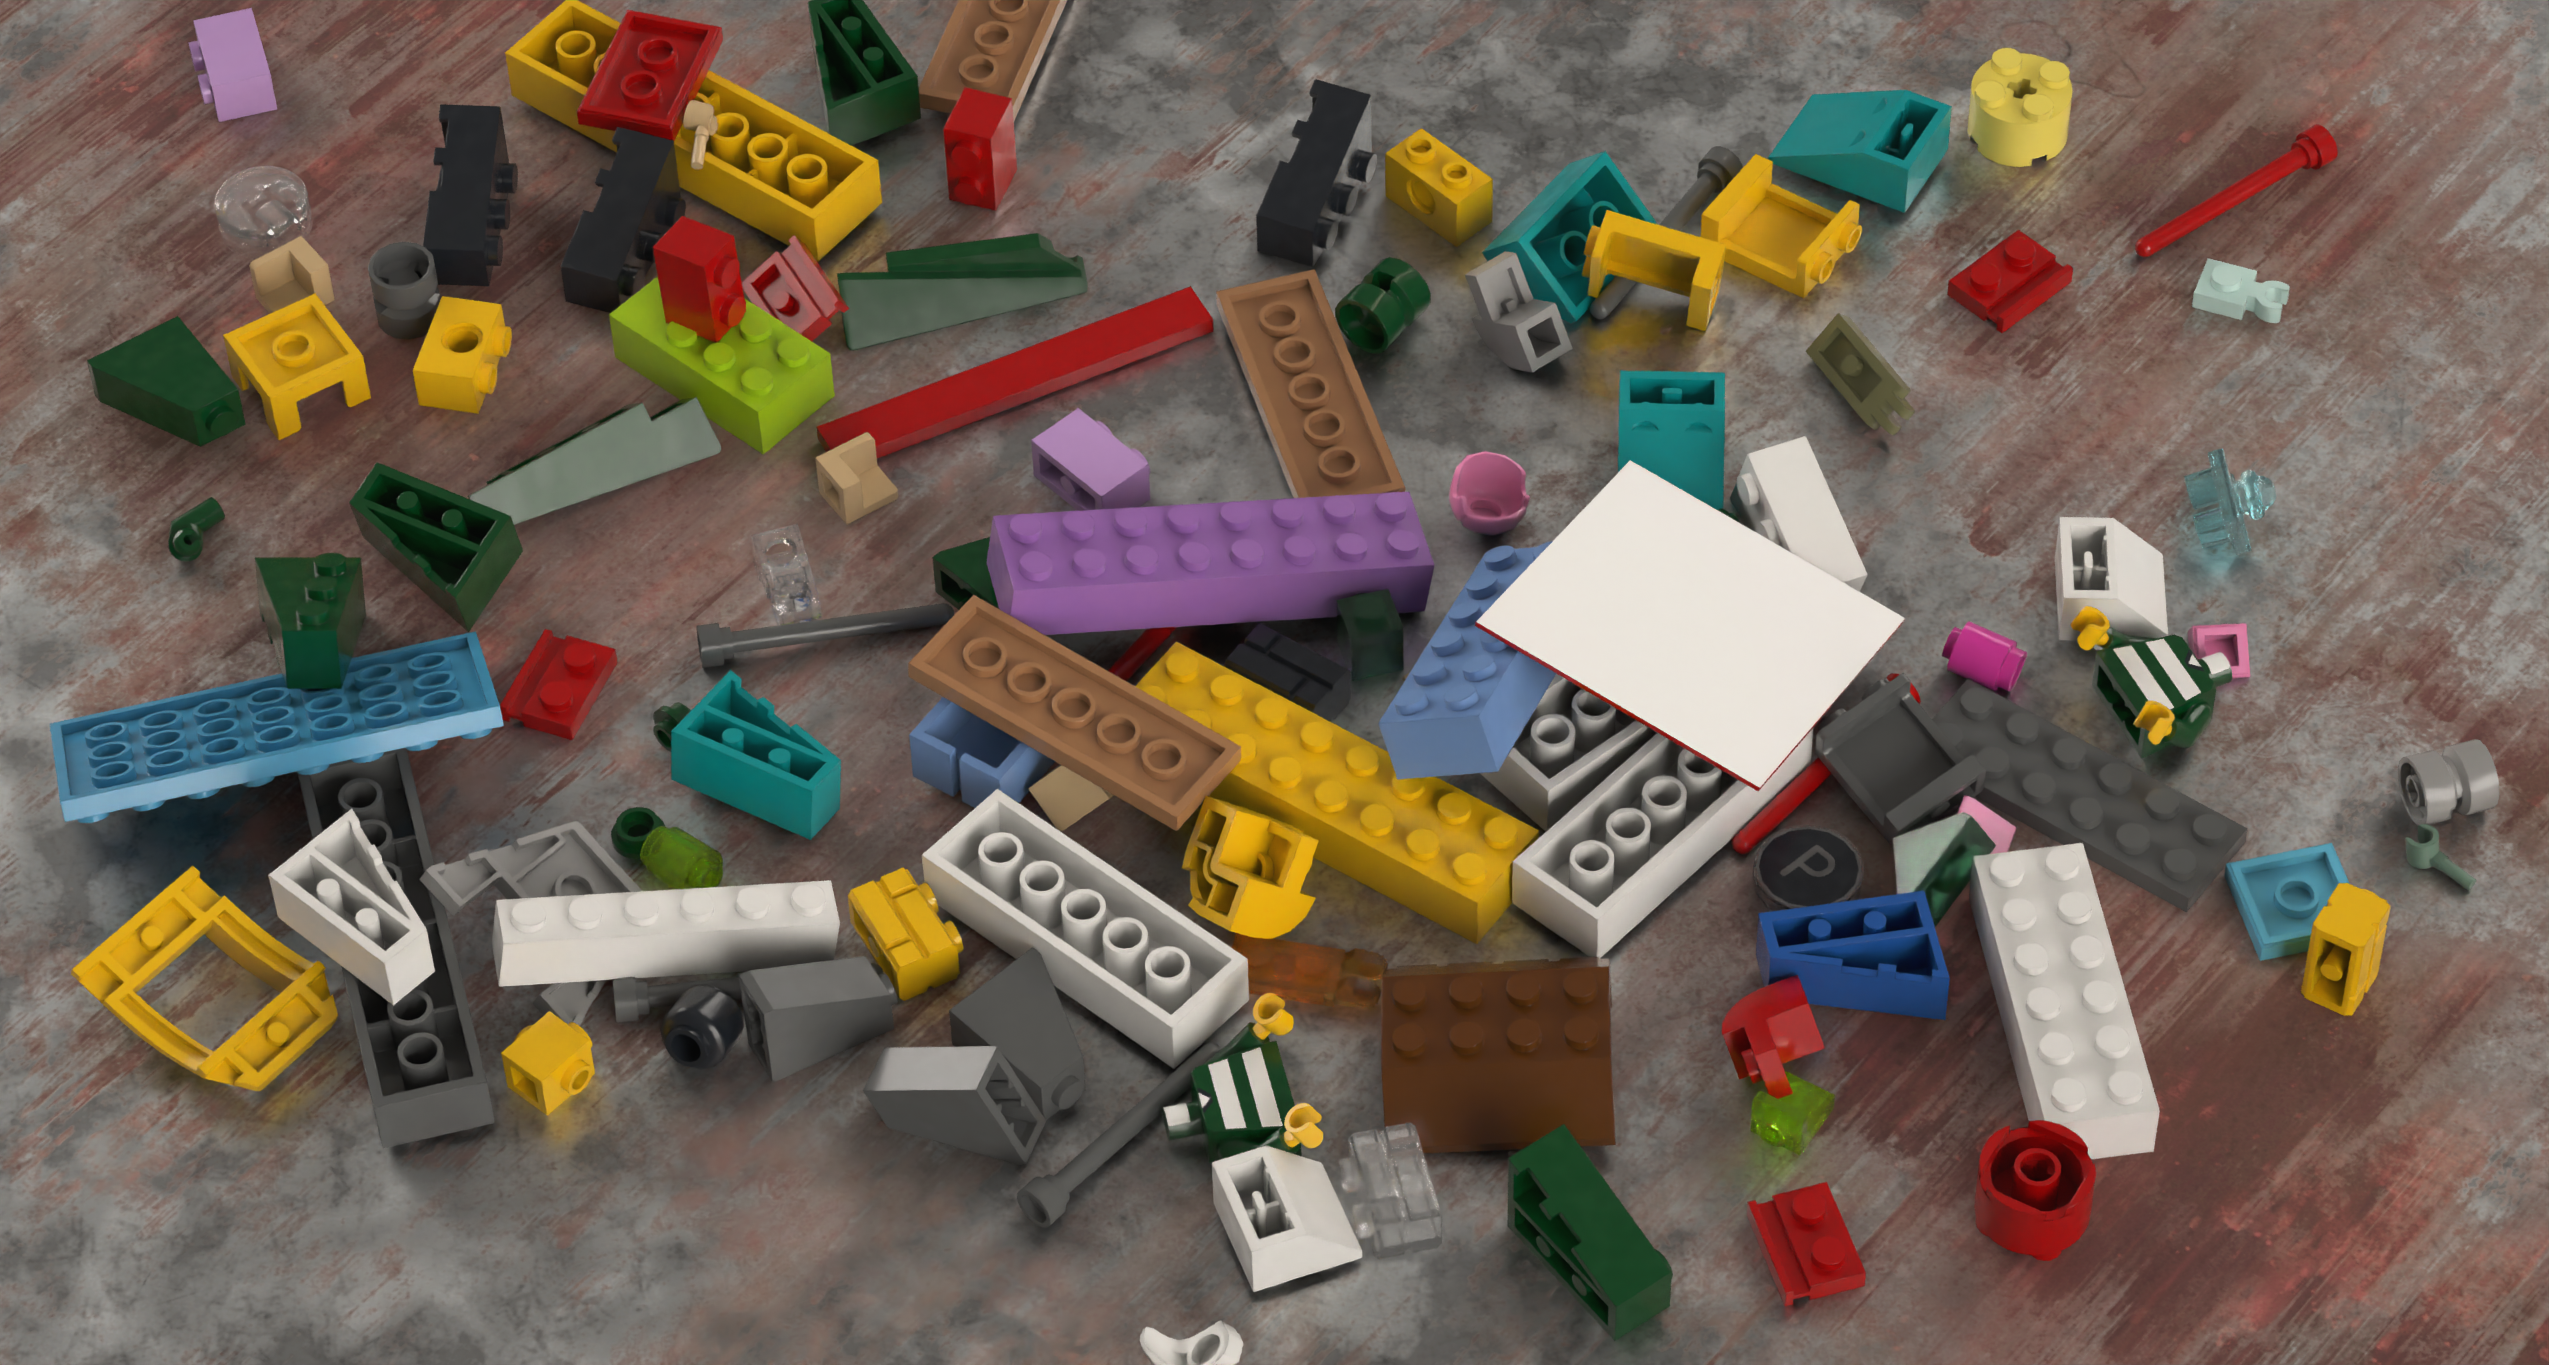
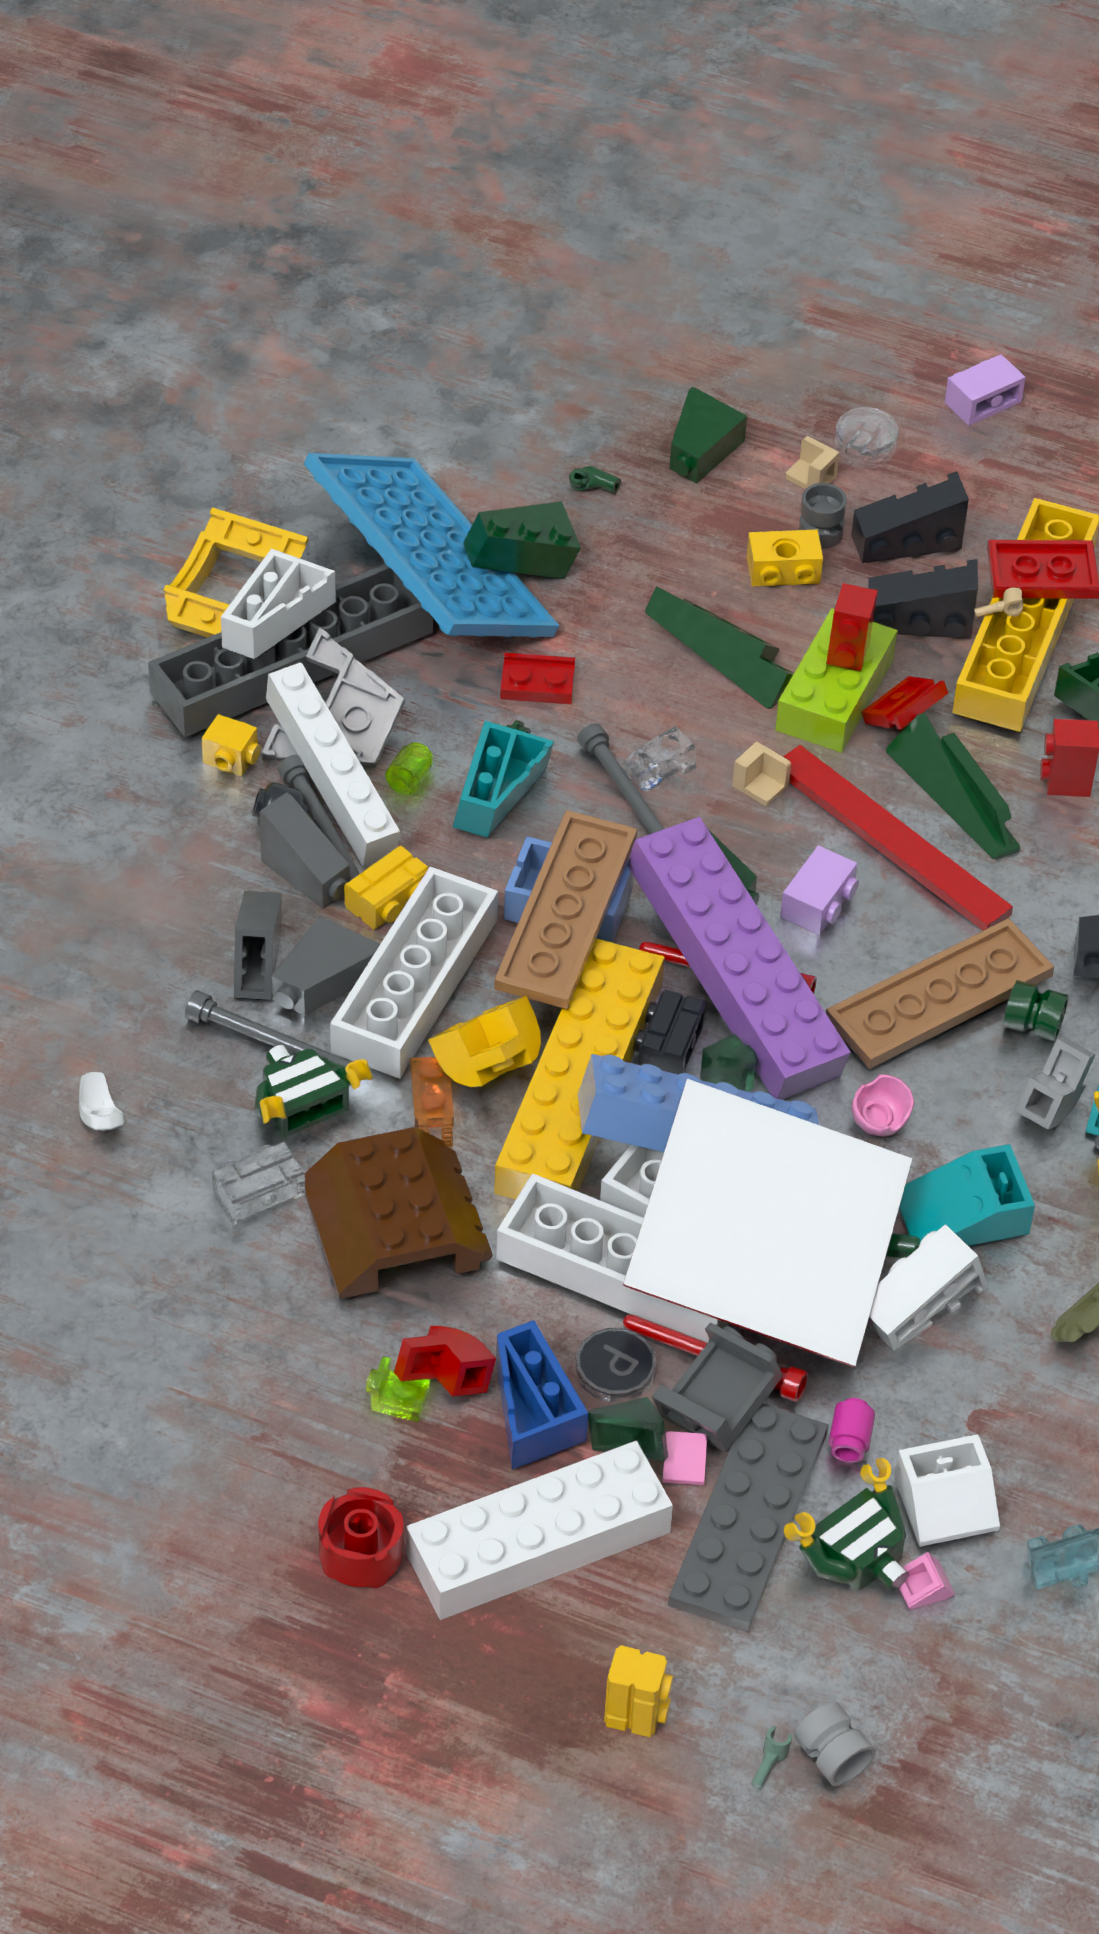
camera: 70 degrees right, 0 degrees up
(294, 357) = (741, 479): yellow panel -> none
(437, 539) = (616, 586): dark green wedge -> none
(628, 828) = (432, 739): dark green plate -> none
(1281, 1216) = (214, 1123): white slope -> none
(1585, 1234) = (246, 1291): dark green wedge -> none
(1806, 1244) = (290, 1423): red plate -> none
(2283, 896) = (704, 1670): medium azure tile -> none

